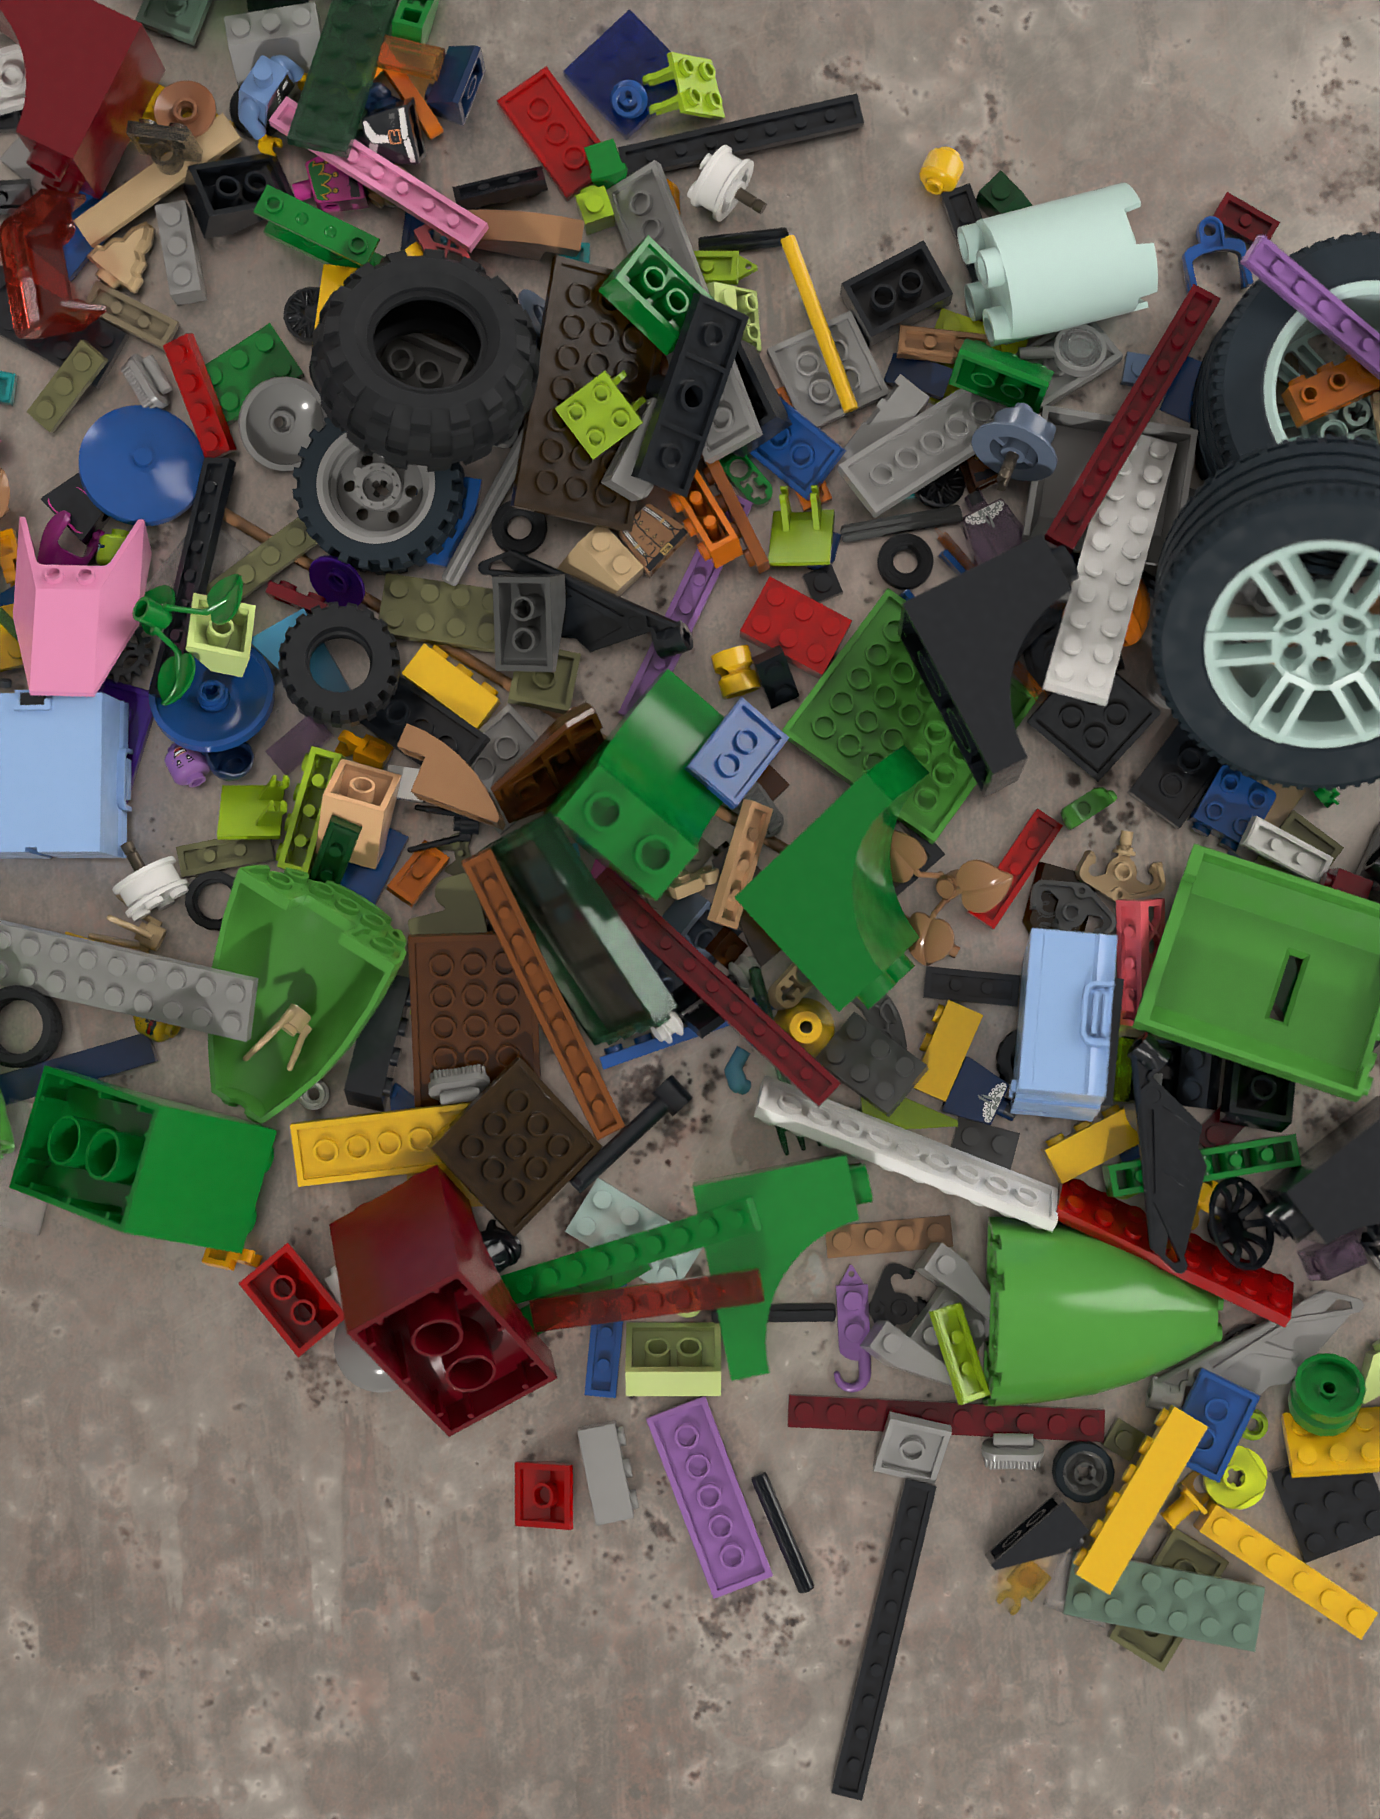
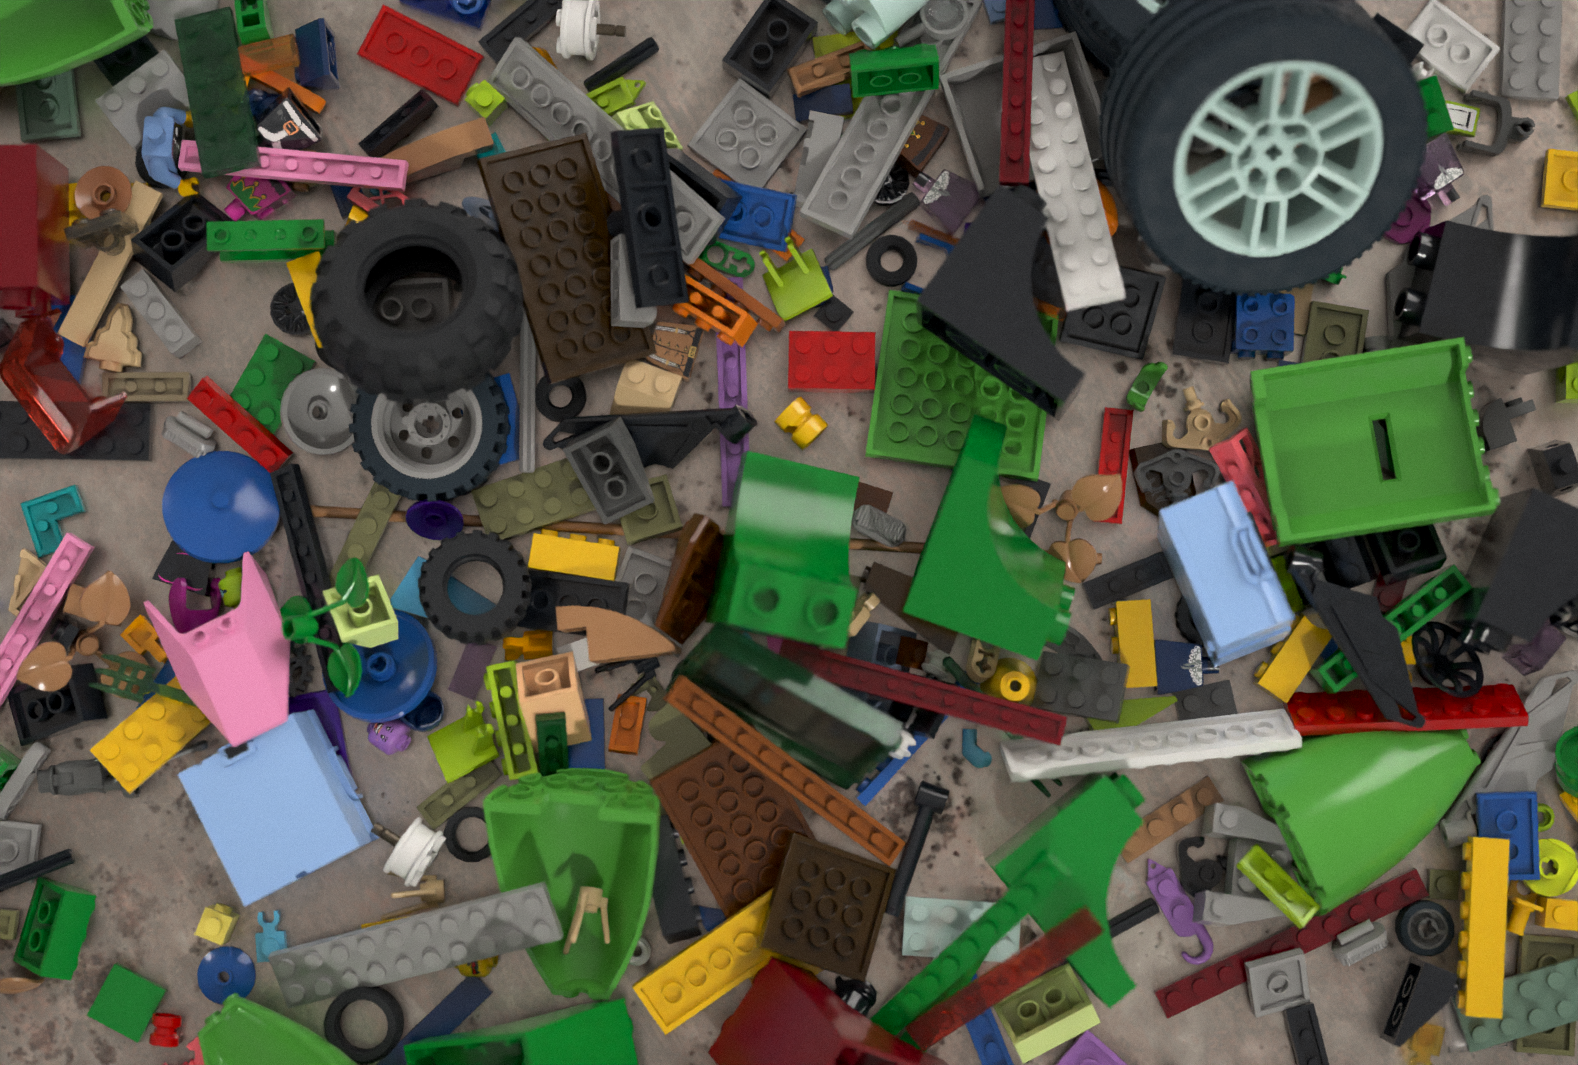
camera: 35 degrees left, 0 degrees up
(67, 386) = (124, 472): olive plate -> none
(287, 594) = (397, 549): dark red plate -> none
(458, 1084) = (753, 881): light grey piece -> none
(600, 413) = (583, 269): lime plate -> none
(605, 164) = (475, 60): green tile -> none
(652, 293) = (575, 149): green slope -> none
(737, 753) = (840, 490): tile -> none
(740, 862) = (889, 579): light nougat plate -> none
(775, 676) = (836, 410): black plate -> none
(819, 324) = (720, 102): yellow piece -> none
(1016, 445) = (937, 120): sand blue piece -> none
(1285, 850) = (1325, 337): white tile -> none
(1347, 882) = (1388, 339): dark red brick -> none

